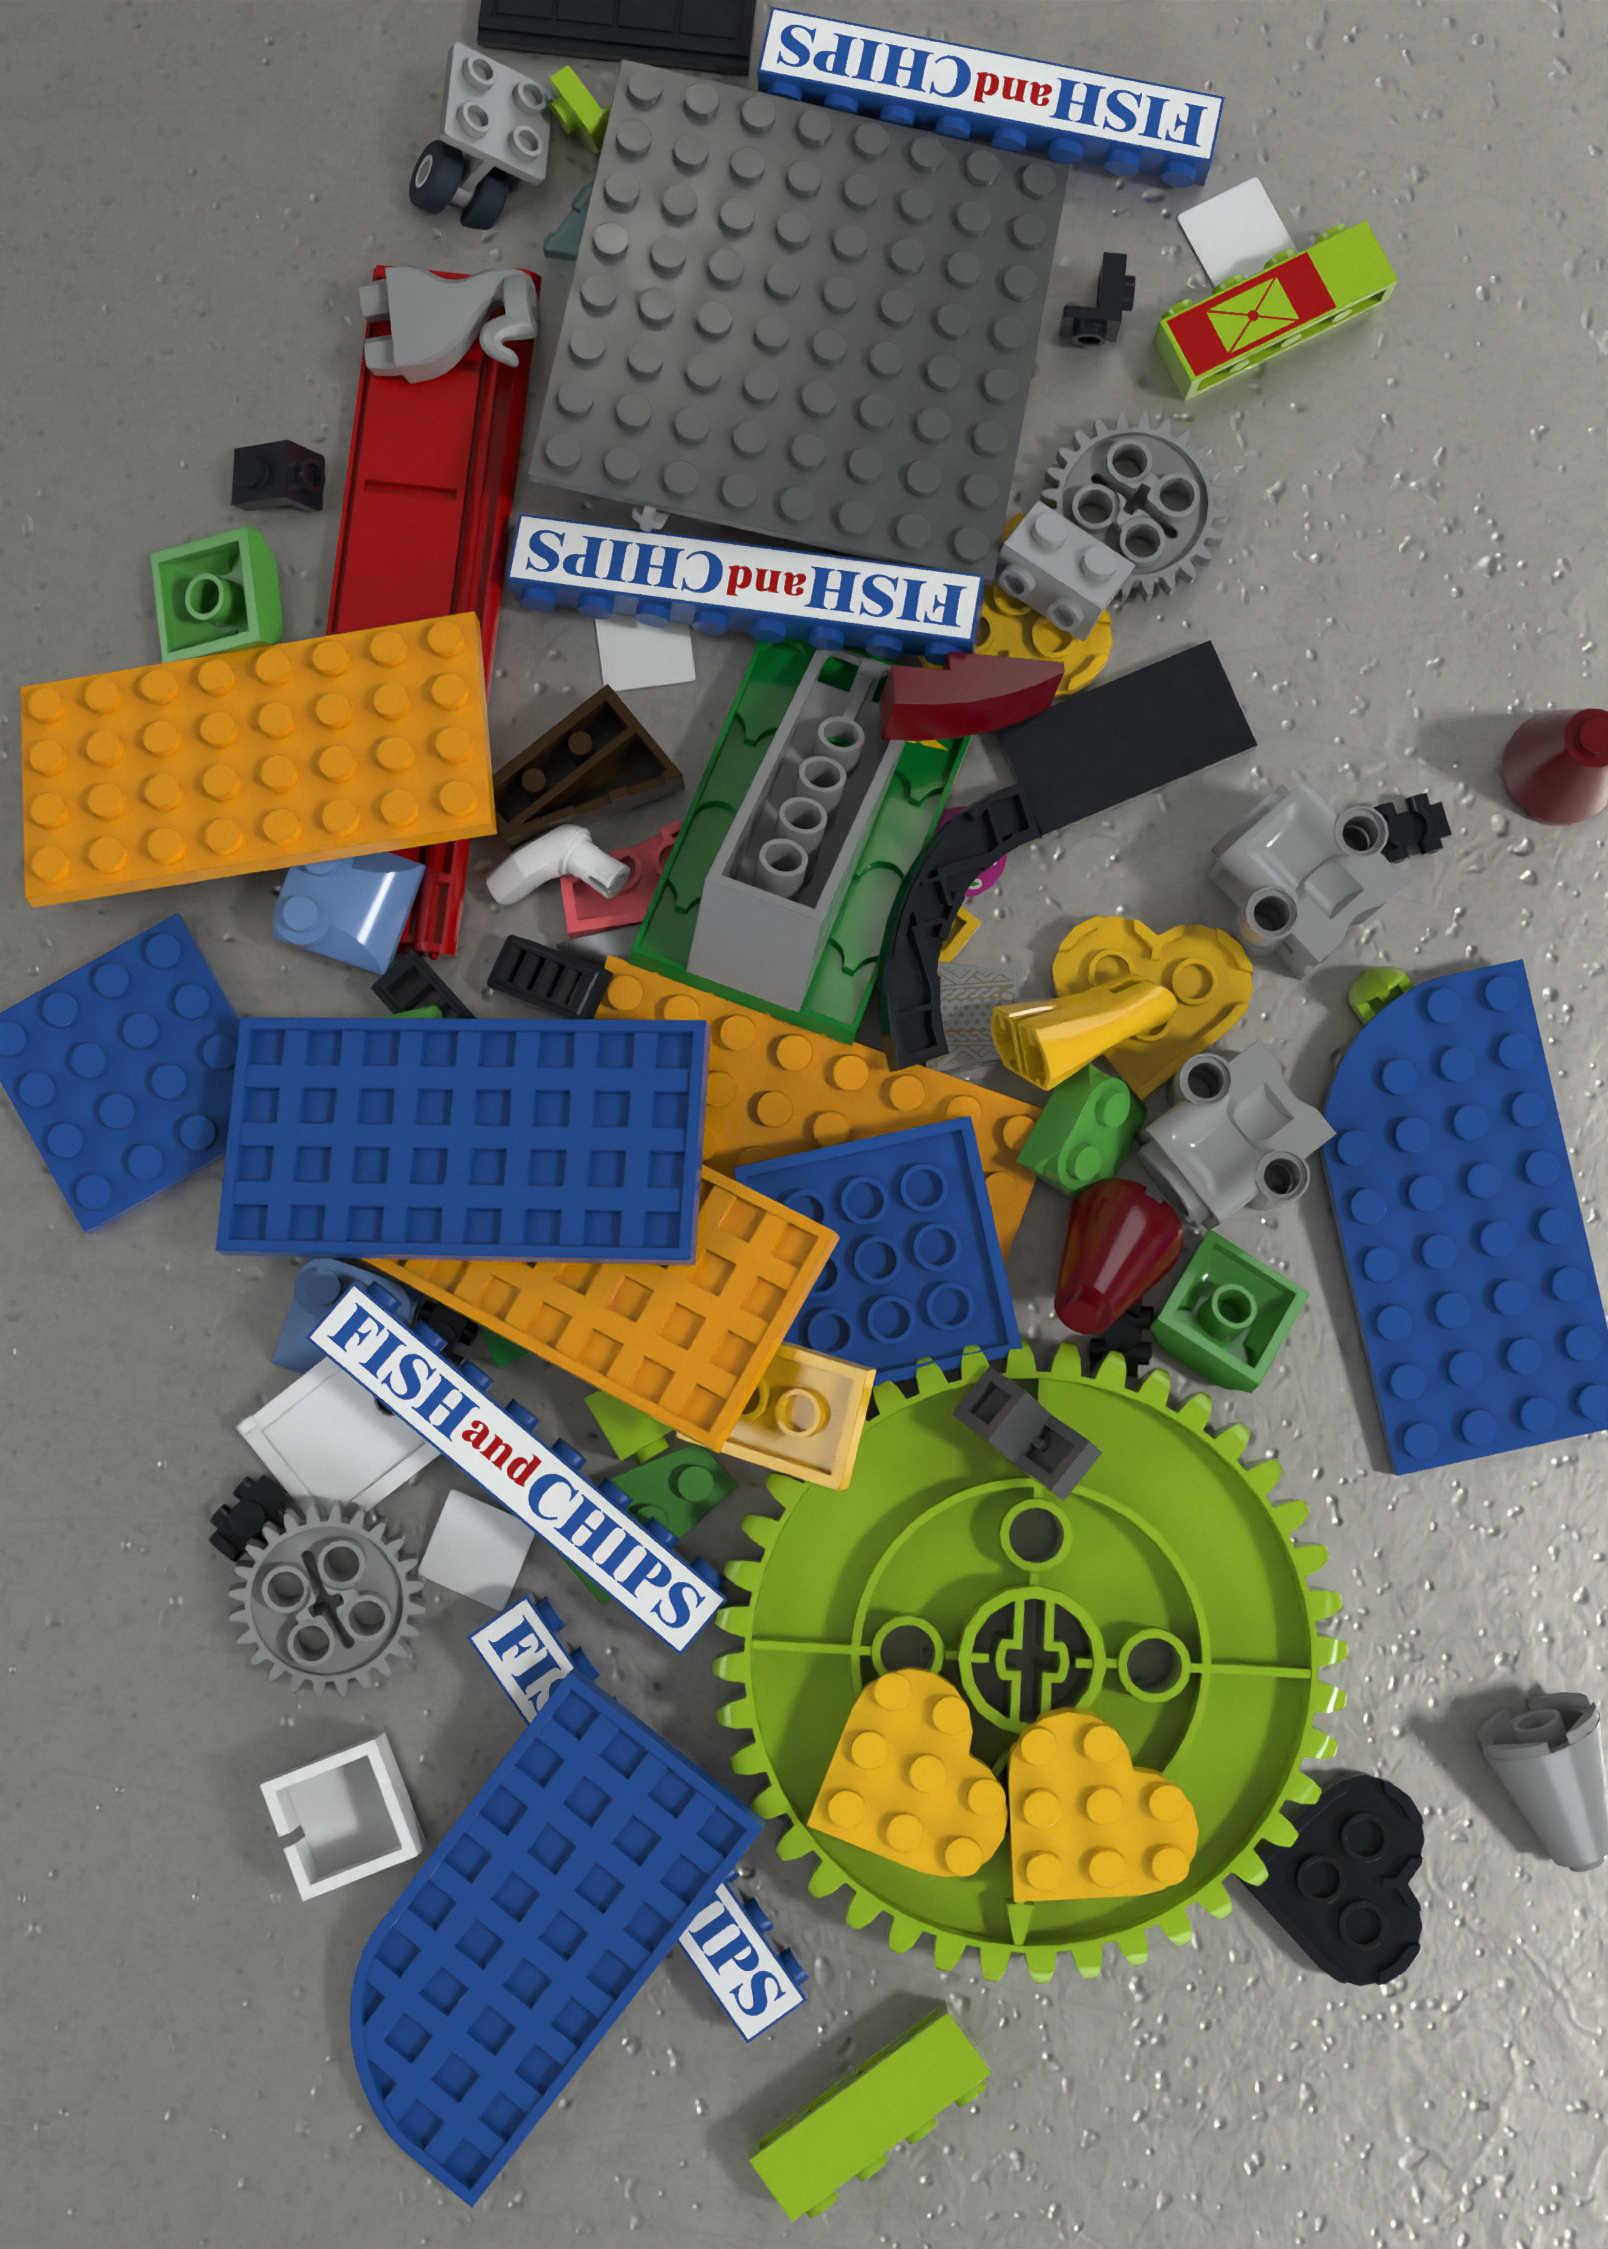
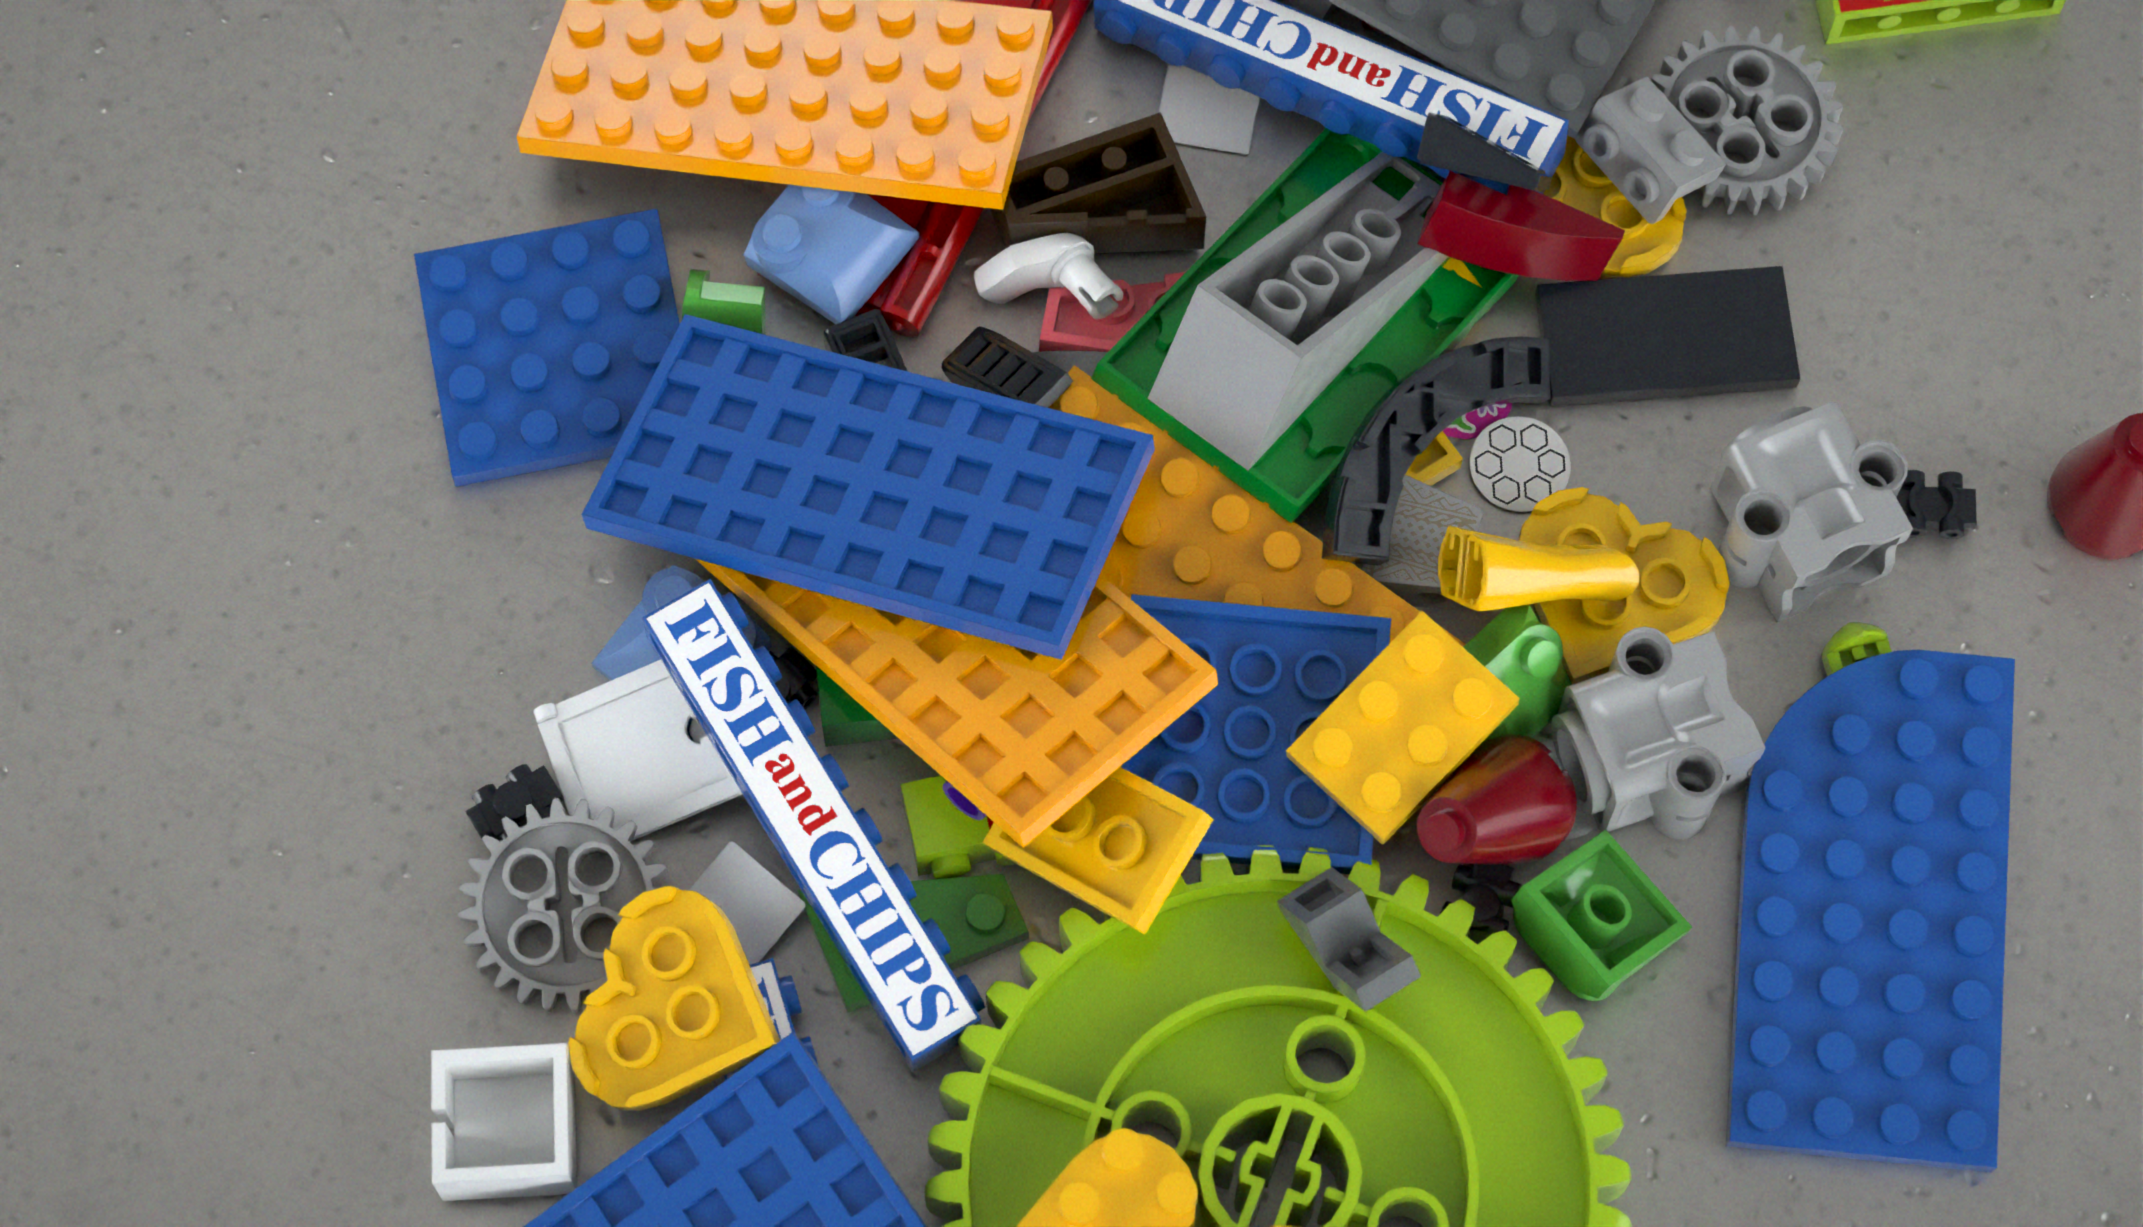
camera: 15 degrees right, 15 degrees down
(273, 994) = (724, 302): none -> bright green tile
(454, 1672) = (673, 1004): none -> yellow plate
(903, 644) = (1462, 150): none -> black slope
(1013, 1219) = (1402, 727): none -> yellow plate
(1031, 904) = (1519, 463): none -> white sticker

